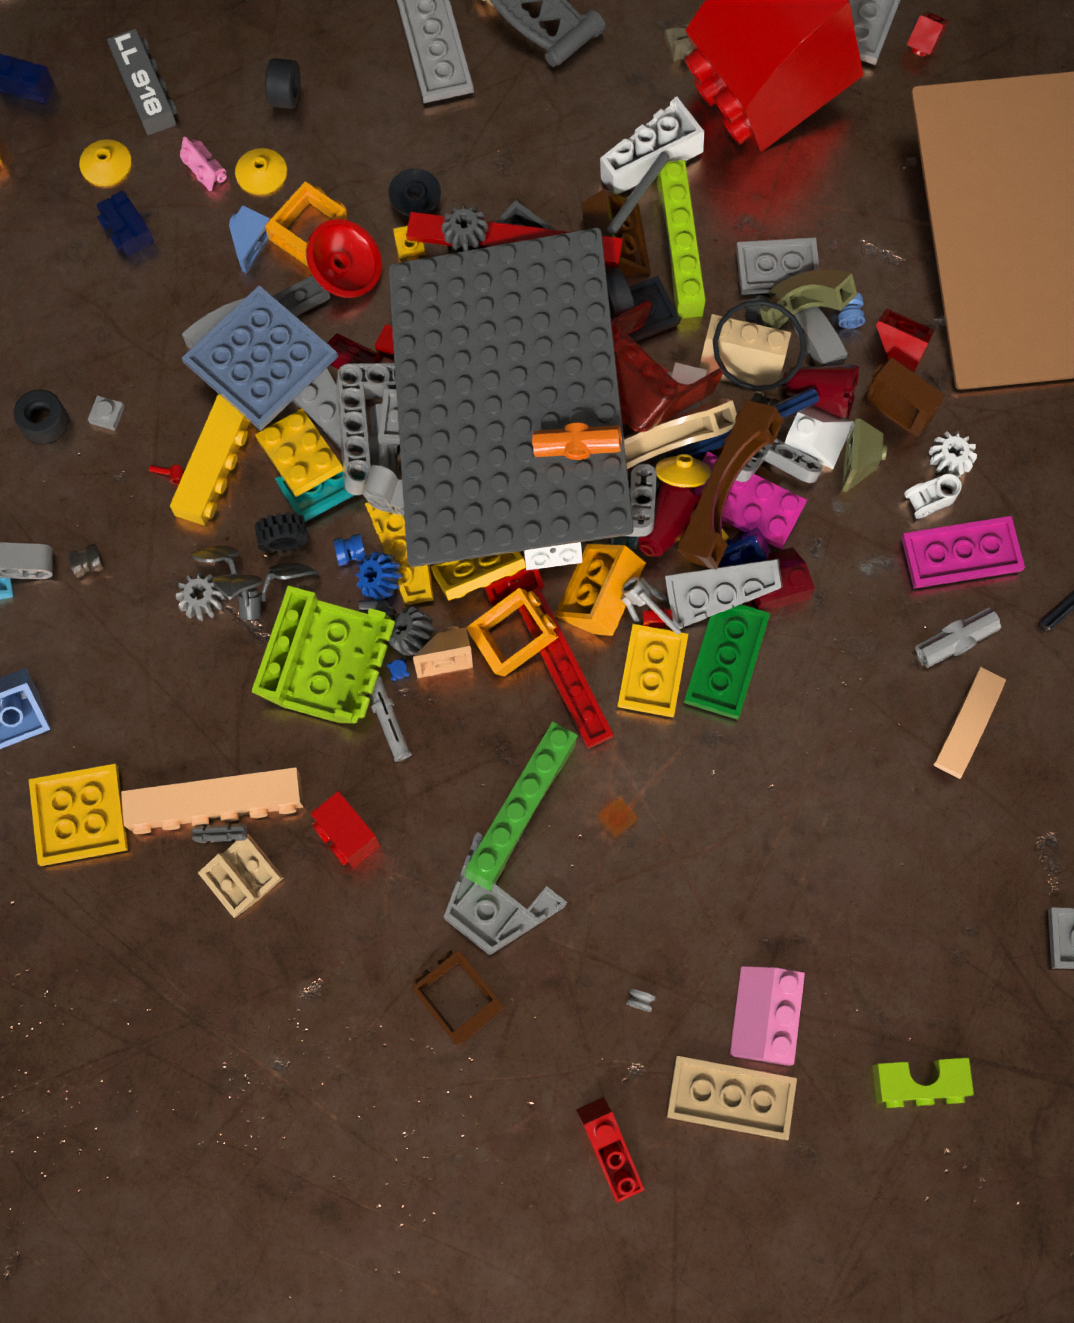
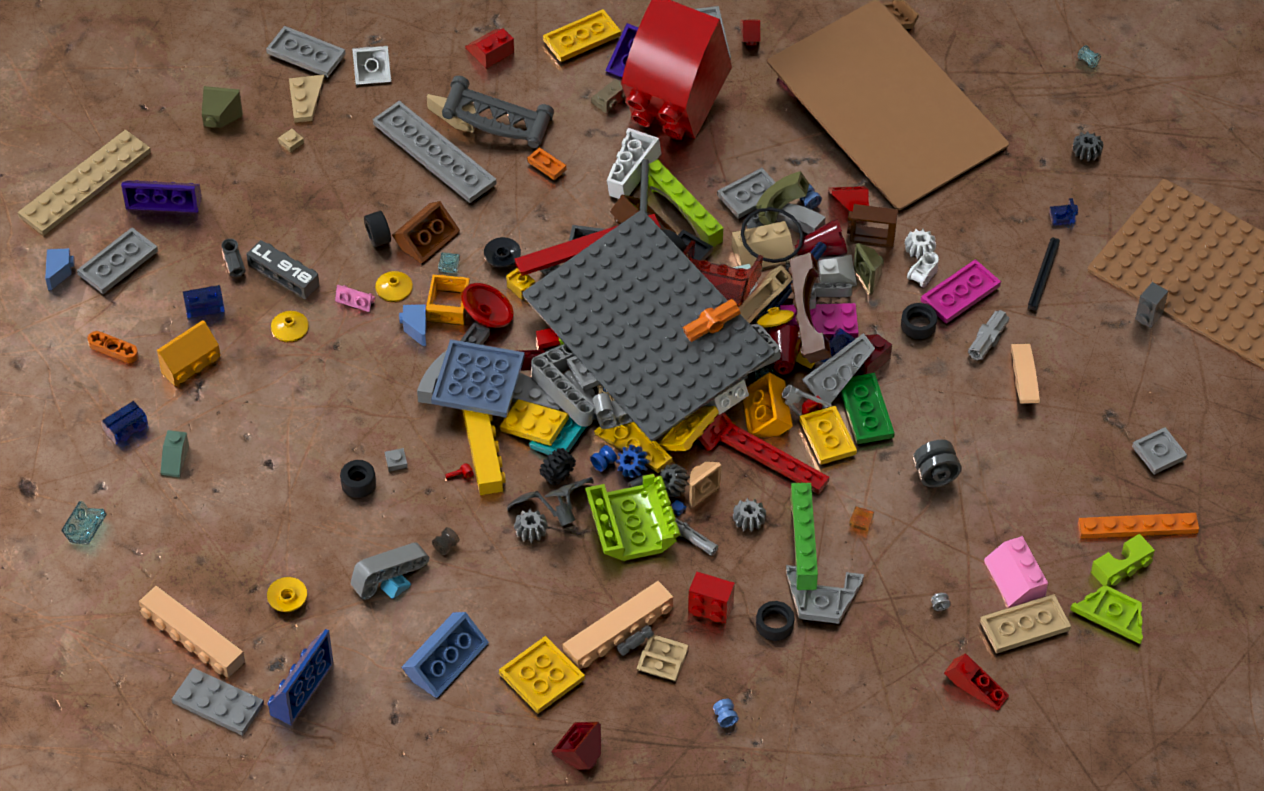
camera: 30 degrees left, 20 degrees down
(54, 945) = (580, 745): none -> dark red slope
(94, 36) = (232, 258): none -> dark grey piece
(124, 223) = (331, 351): clear blue brick -> none
(262, 1004) = (724, 710): none -> medium blue wheel
(342, 117) = (426, 232): none -> dark orange slope
(345, 173) = (449, 262): none -> clear light blue plate
(415, 882) = (775, 634): none -> black tyre
(455, 230) = (557, 249): dark grey gear -> none
(476, 1022) = (841, 638): reddish brown window -> none
(482, 721) = (749, 514): none -> light grey gear
(488, 646) = (736, 429): light orange window -> none
(550, 95) = (546, 163): none -> orange plate
(762, 797) = (937, 463): none -> dark grey wheel
(862, 1149) = (1113, 611): none -> lime wing
(884, 547) = (915, 331): none -> black tyre
(981, 1034) = (1138, 524): none -> orange plate

